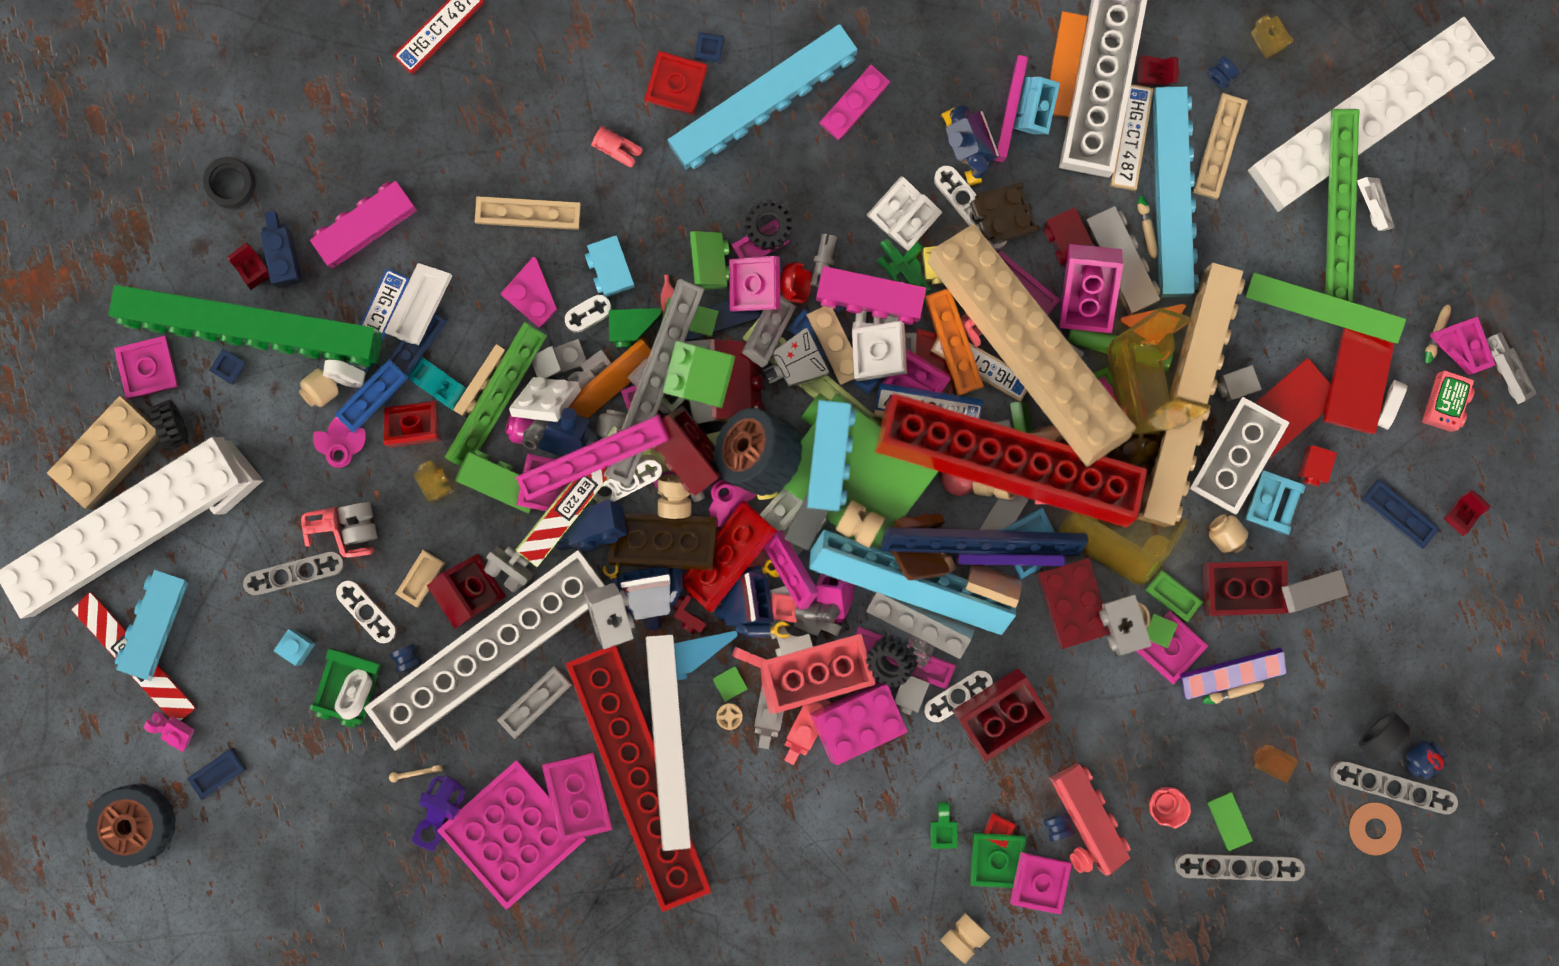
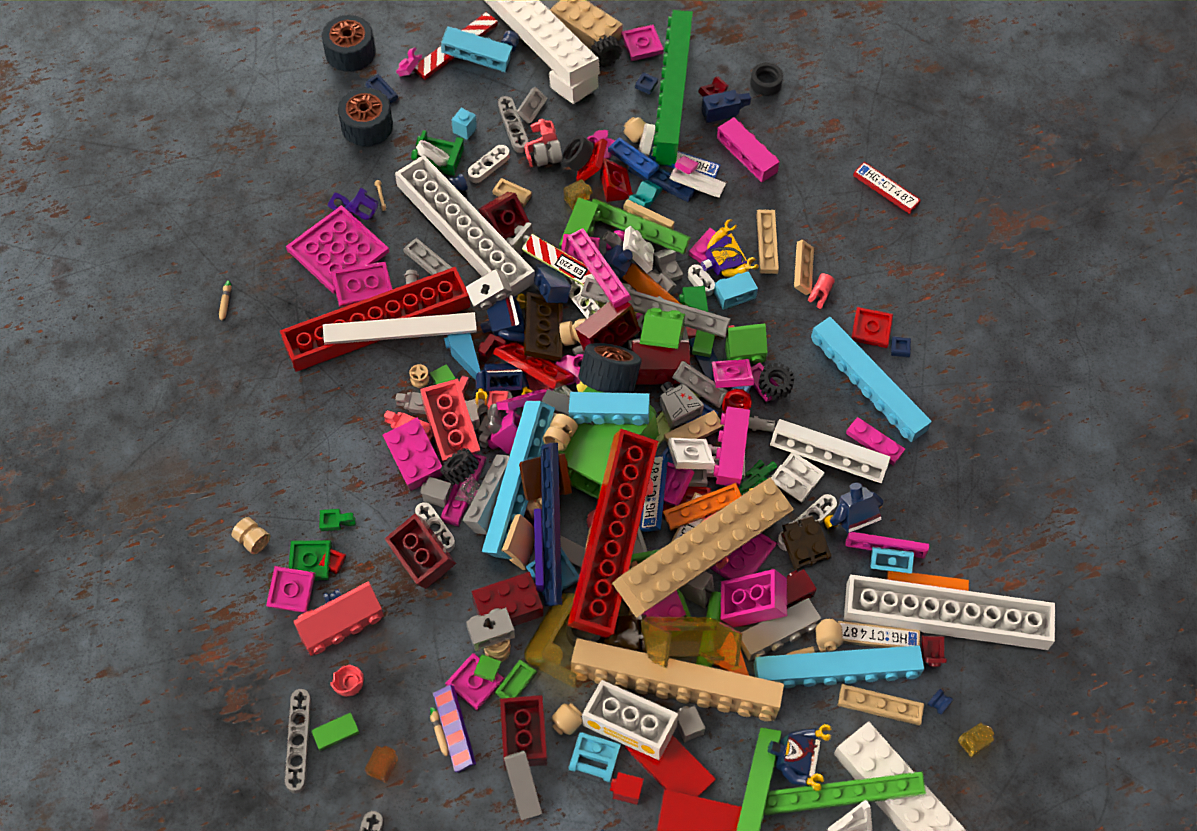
camera: 90 degrees right, 25 degrees down
(134, 573) = (511, 39): none -> dark blue wheel
(257, 801) = (365, 116): none -> black wheel
(263, 543) = (531, 105): none -> light grey plate
(362, 490) = (577, 152): none -> black tyre
(379, 457) = (595, 161): none -> red tile
(391, 318) = (686, 165): none -> dark pink tile
(557, 274) = (725, 254): none -> torso
(572, 727) = (411, 276): none -> light grey pin
(576, 166) = (804, 267): none -> tan plate
(874, 165) = (830, 451): none -> white brick
(1135, 198) = (829, 634): none -> tan head
(1289, 254) = (799, 754): none -> torso

